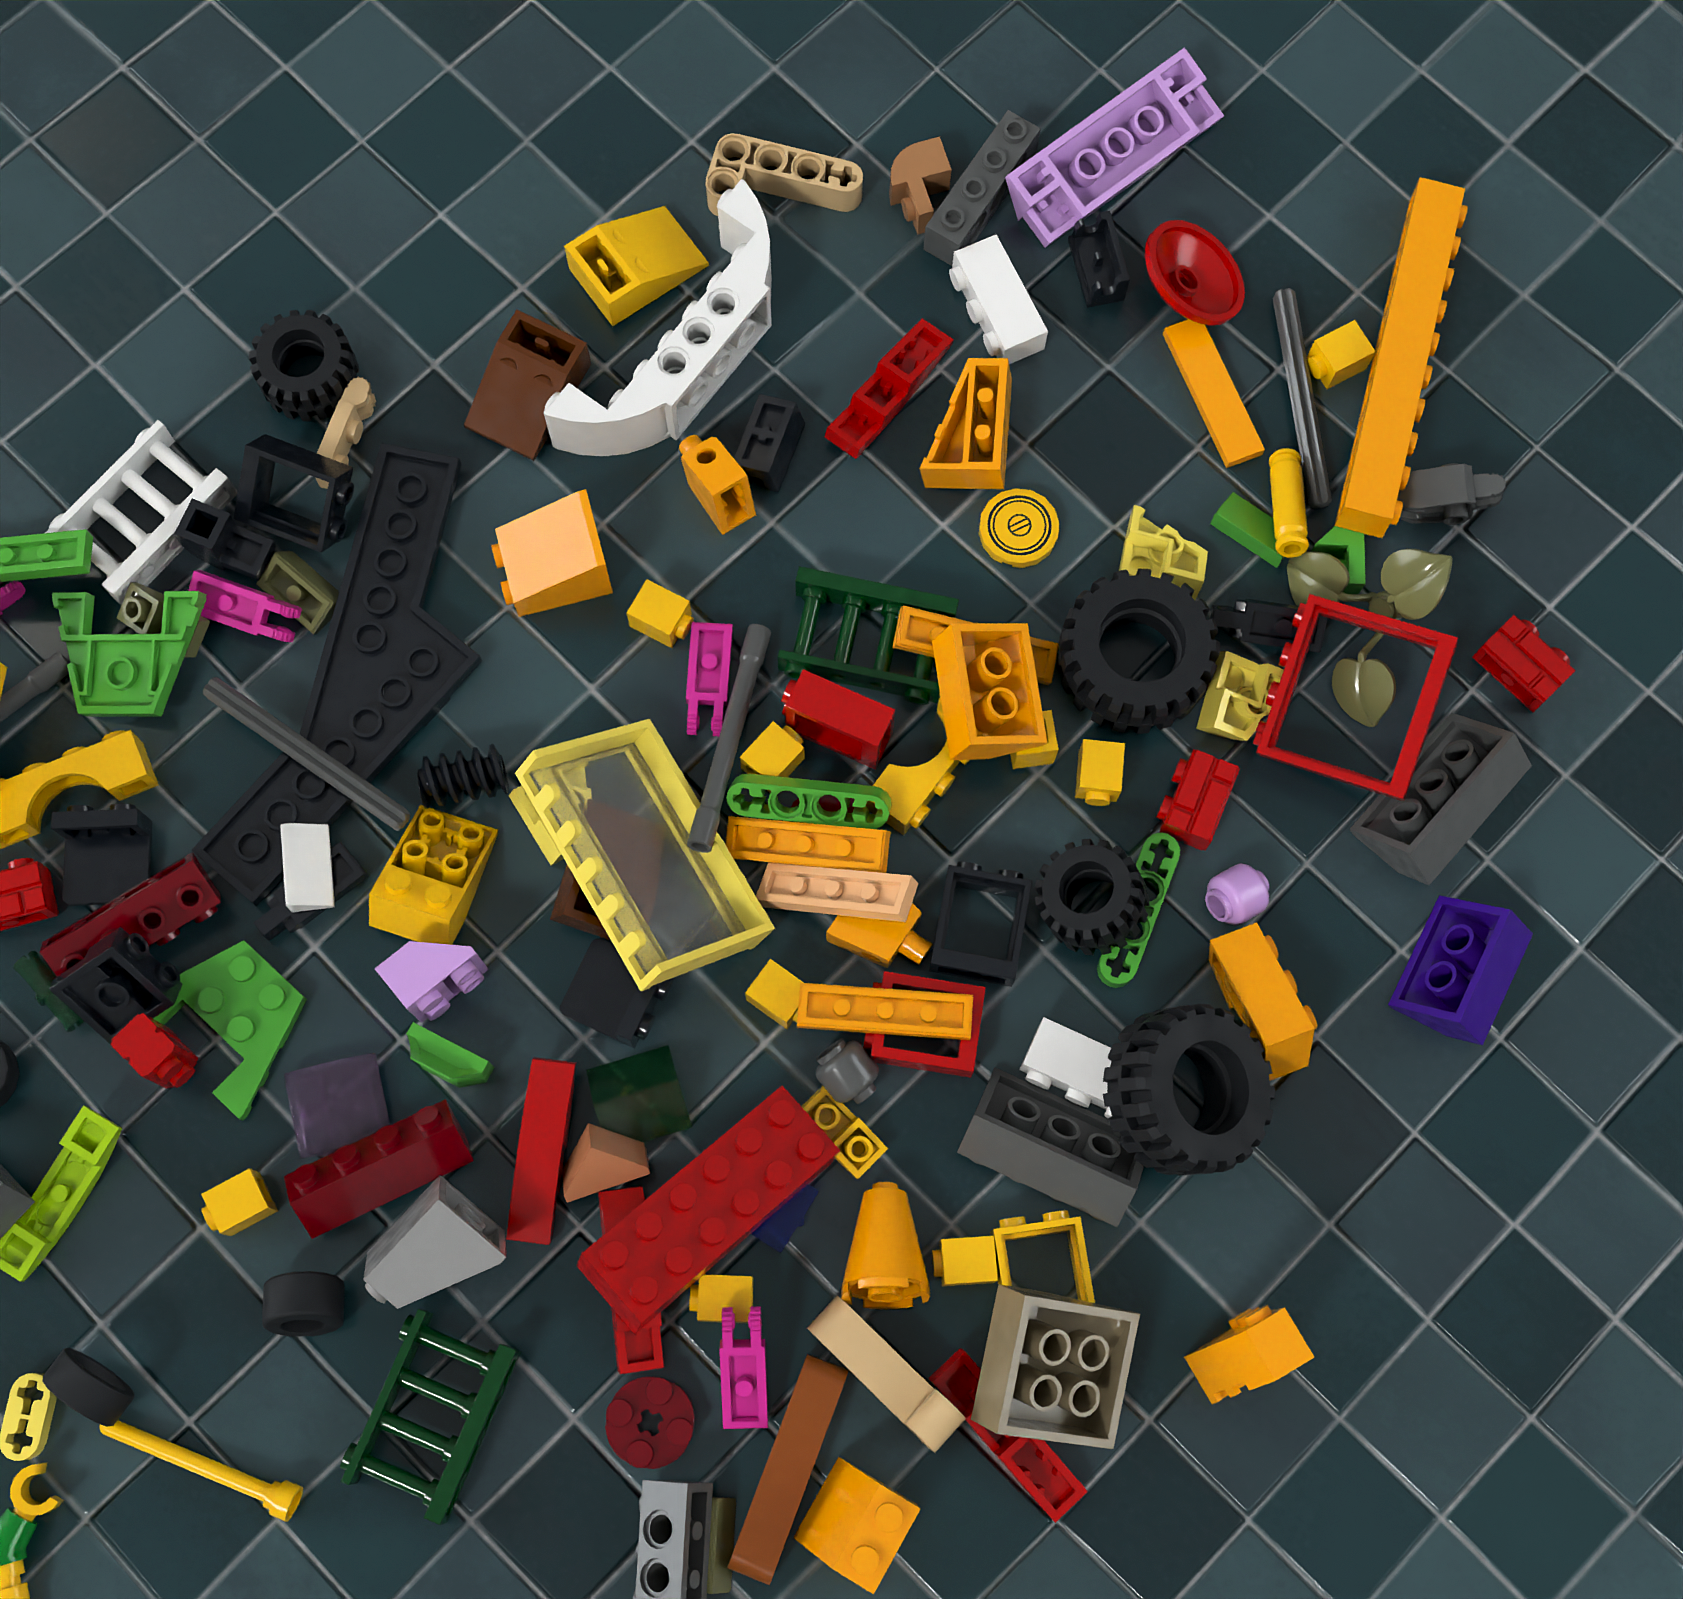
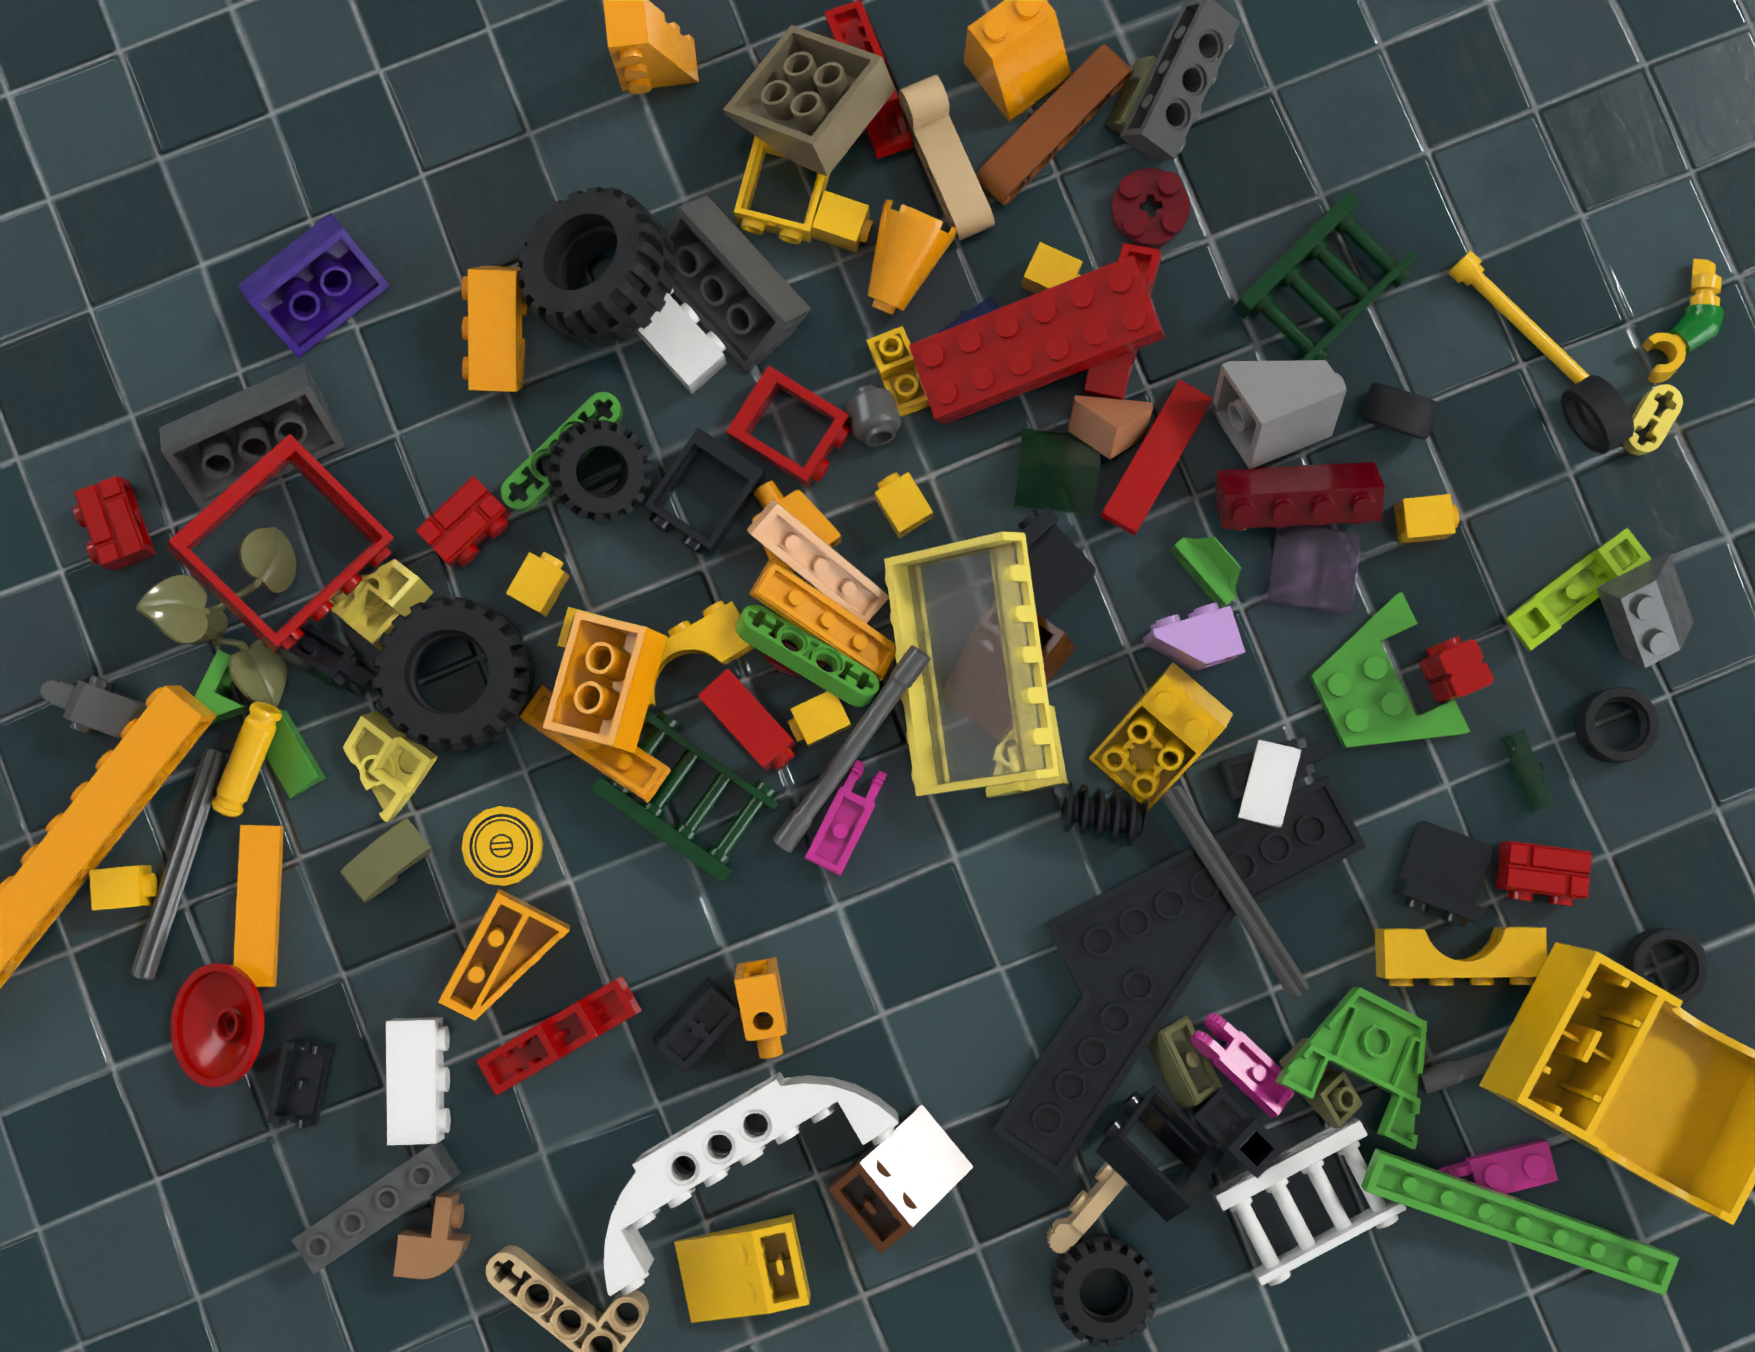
camera: 155 degrees left, 10 degrees up
(117, 984) = (1469, 738): black plate -> none
(150, 909) = (1440, 799): dark red brick -> none
(552, 557) = (944, 991): light orange slope -> none
(660, 614) = (865, 895): yellow brick -> none
(743, 1373) = (1061, 206): dark pink hinge -> none
(885, 1011) = (821, 443): light orange tile -> none
(1113, 148) = (227, 1192): lavender slope -> none
(1118, 470) = (384, 860): none -> olive slope
(1237, 894) = (471, 425): lavender head -> none

